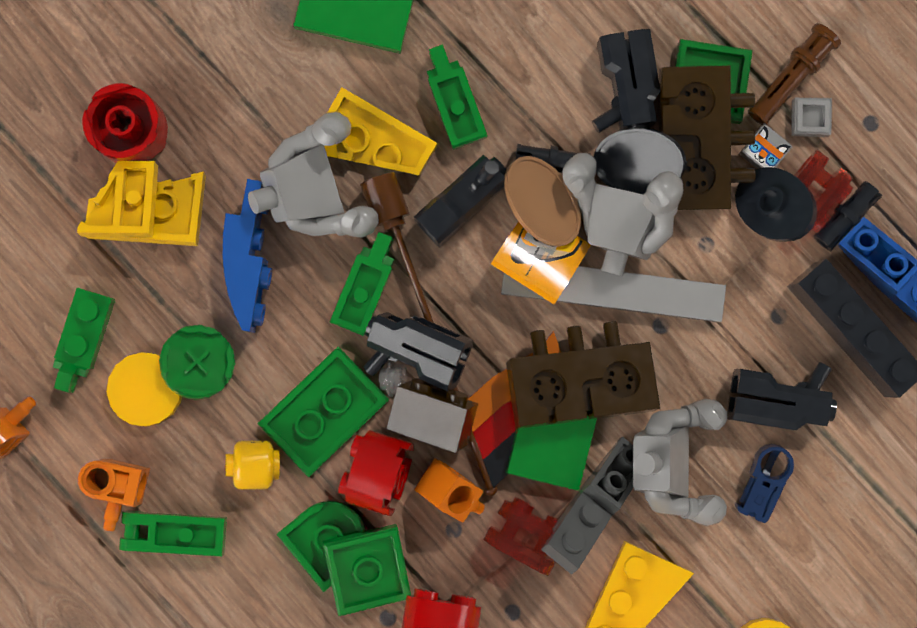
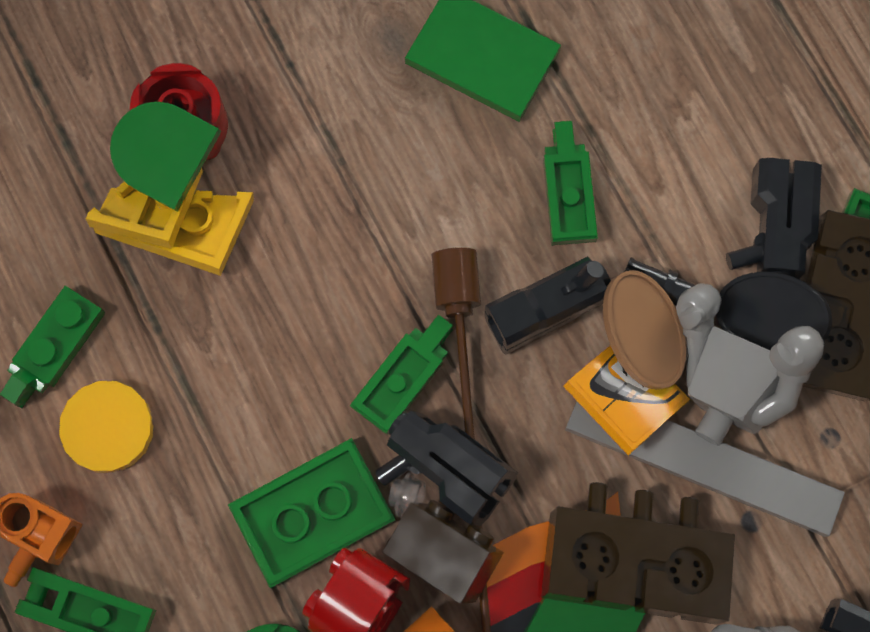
camera: 20 degrees right, 10 degrees down
(120, 162) = (161, 150): none -> green tile
(196, 362) = (177, 411): green tile -> none
(243, 271) = (265, 316): blue slope -> none
(253, 465) = (207, 553): yellow head -> none
(303, 188) = (363, 237): light grey torso -> none
(379, 137) = (458, 203): yellow wing -> none

